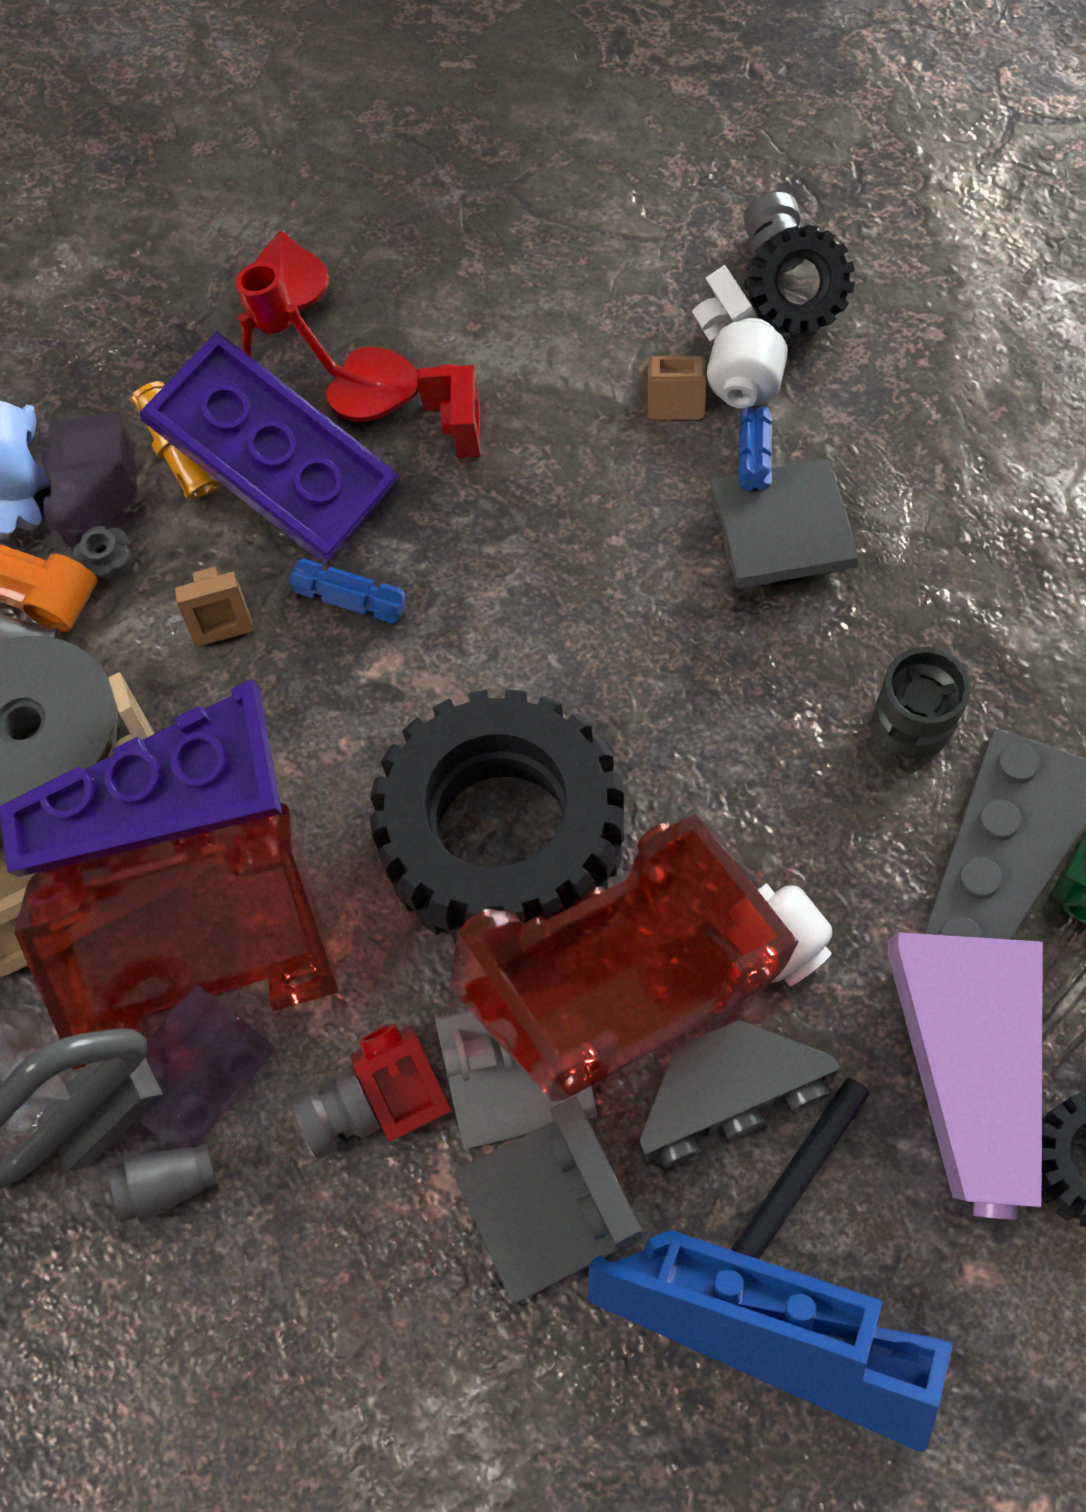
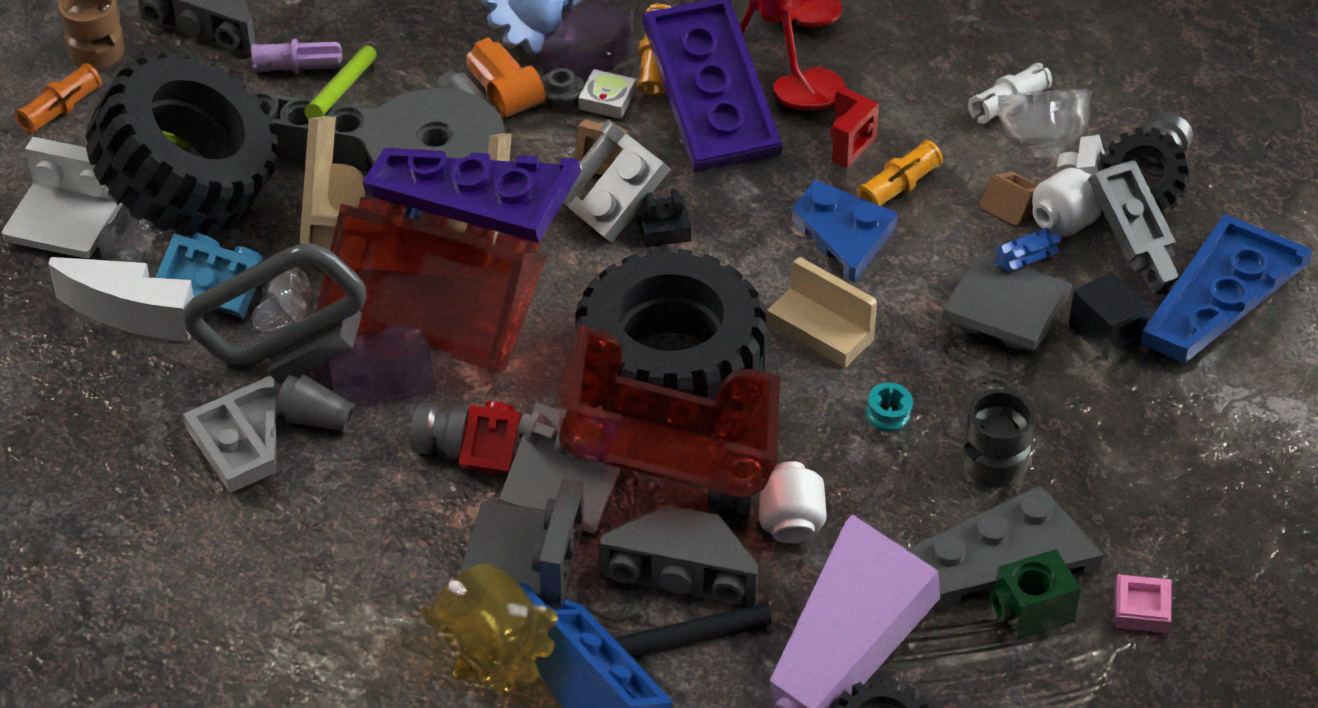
camera: 30 degrees right, 20 degrees down
(103, 1285) = (238, 433): none -> light grey wing
(159, 527) = (607, 94): none -> white tile
(283, 645) = (622, 186): none -> light grey plate
(348, 590) = (694, 189): blue axle -> none
(349, 653) = (664, 220): none -> black tile
(539, 534) = (844, 225): none -> blue wing
(550, 436) = (910, 167): none -> light orange pin
(577, 263) = (1022, 82): none -> white pin
(616, 664) = (825, 313): none -> tan panel
(617, 1350) = (493, 625): none -> clear yellow piece
(649, 275) = (1044, 119): none -> clear cylinder
(749, 738) = (890, 394): none -> teal bush
(840, 346) = (1137, 223): none -> hinge
(892, 473) = (1108, 315): none -> black panel
(961, 368) = (1221, 285): none -> blue wing

